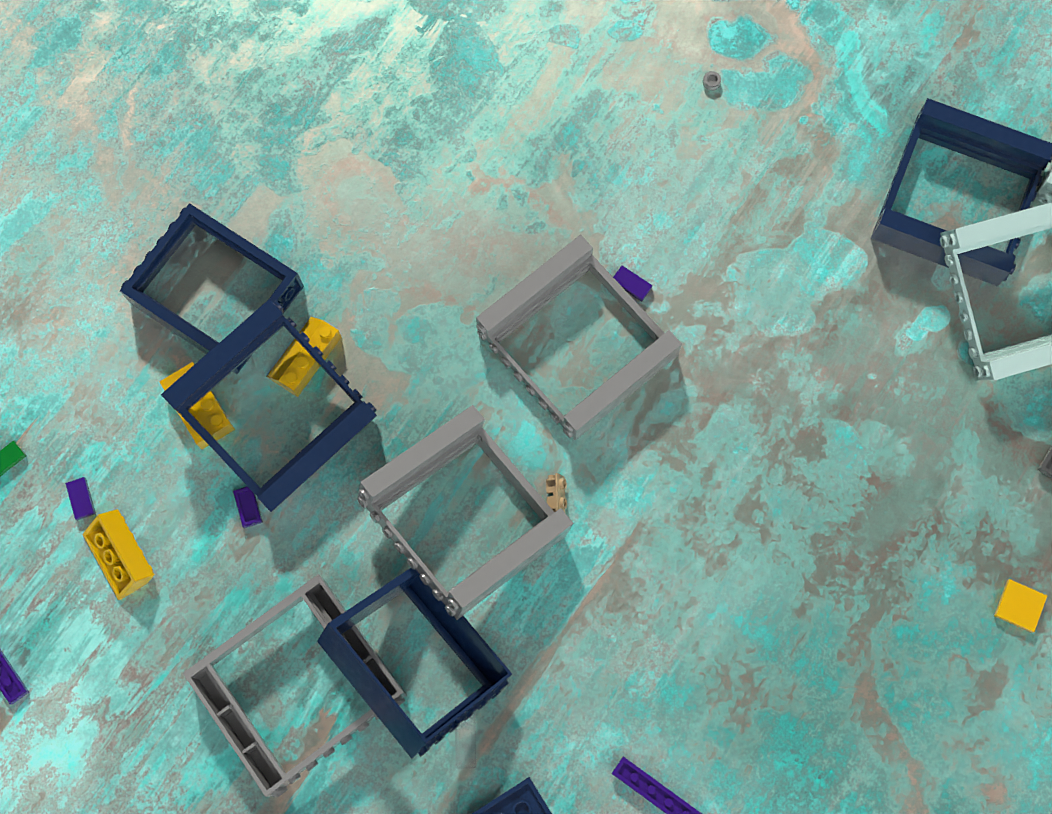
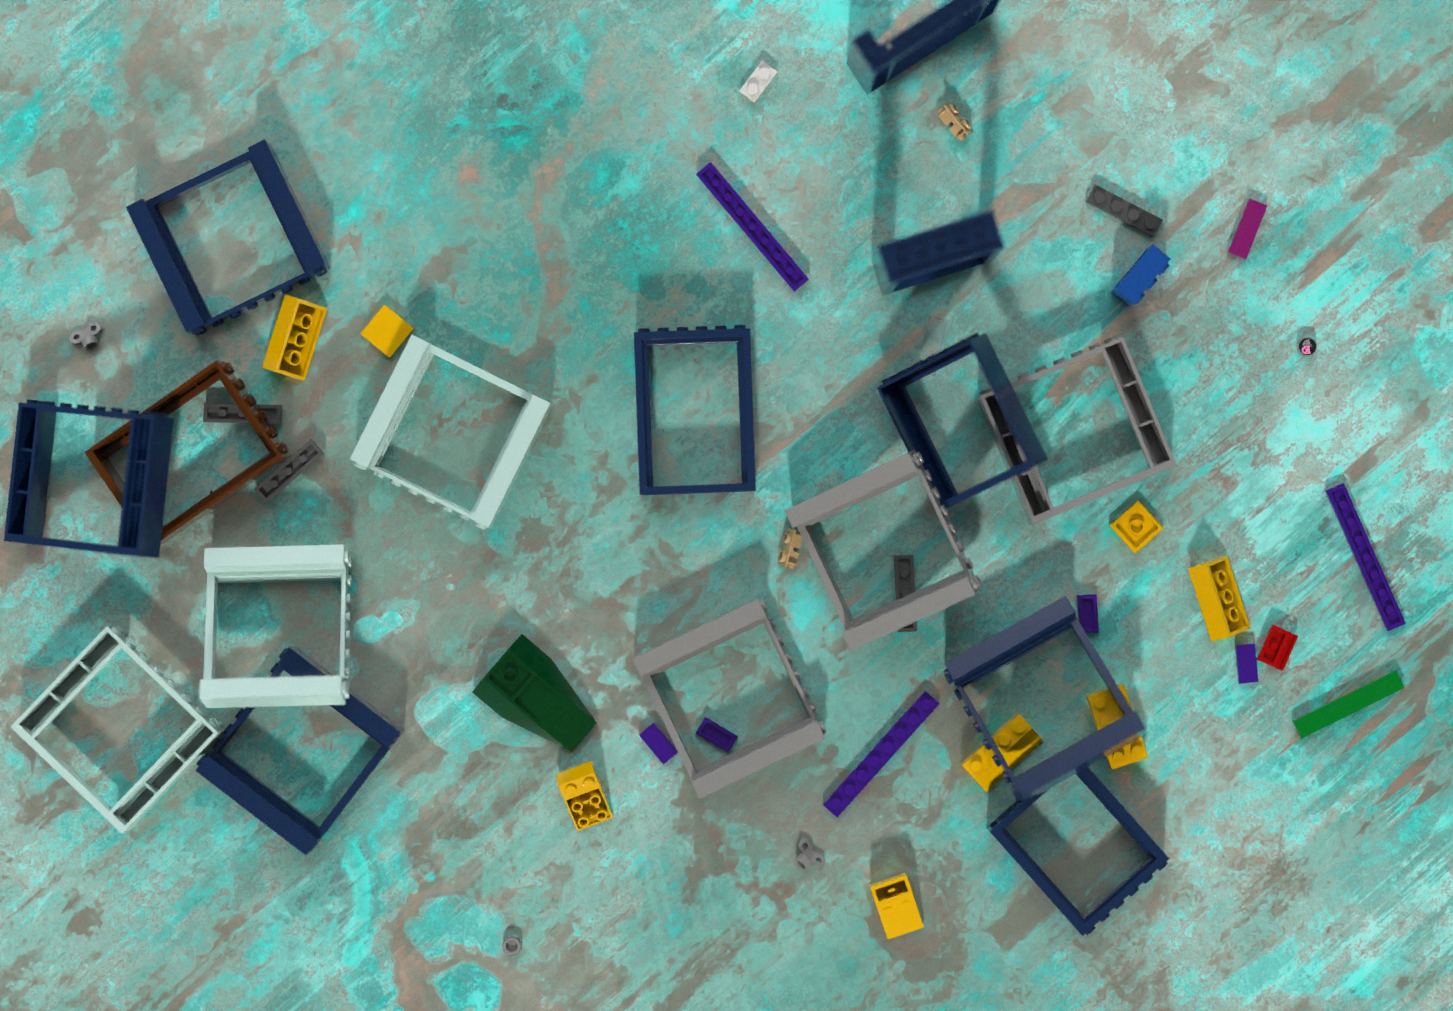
camera: 170 degrees left, 15 degrees up
(51, 520) = (1277, 647): none -> red plate
(216, 605) = (1136, 526): none -> yellow tile
(372, 196) = (896, 905): none -> yellow slope
(418, 327) = (881, 754): none -> dark purple plate
(437, 496) = (904, 582): none -> dark grey plate
(464, 219) = (808, 856): none -> light grey piece
(579, 304) = (716, 734): none -> dark purple tile
(688, 220) = (584, 795): none -> yellow slope
(706, 682) = (683, 336): none -> dark blue door
(760, 296) = (535, 695): none -> dark green wedge
(990, 528) = (394, 405): none -> light aqua door

